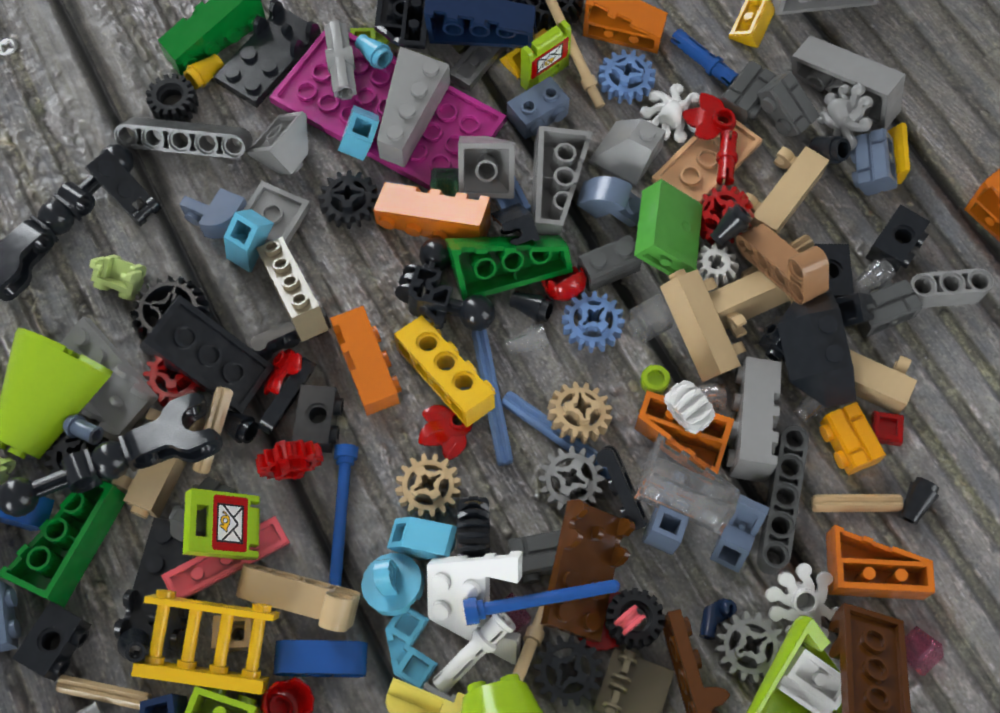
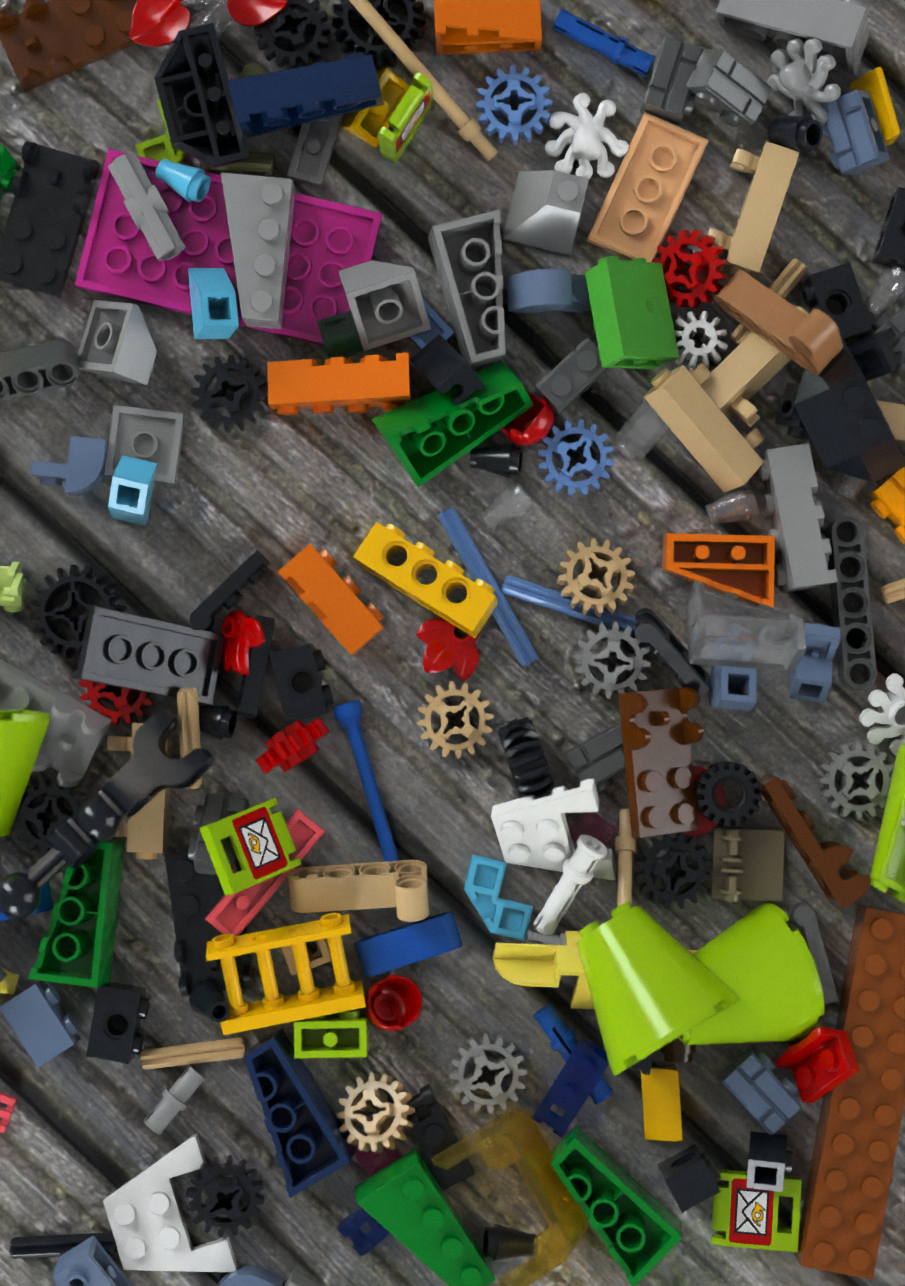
camera: 10 degrees left, 20 degrees up
(78, 427) = (37, 788): sand blue pin -> none
(292, 289) = (213, 541): dark tan brick -> none
(392, 584) = (455, 839): medium azure tile -> none
(422, 538) = (472, 785): medium azure slope -> none
(474, 312) = (437, 496): black piece -> none
(478, 609) = (563, 848): blue piece -> none
(538, 107) = (418, 188): sand blue brick -> none
(629, 620) = (725, 804): coral bush -> none
(655, 379) = (668, 504): lime tile -> none
(689, 406) = (723, 546): white gear -> none
(708, 117) = (630, 135): red plate -> none
(714, 614) = (810, 755): dark blue arm -> none
(727, 158) = (673, 186): red pin -> none
(732, 223) = (707, 286): black cone -> none

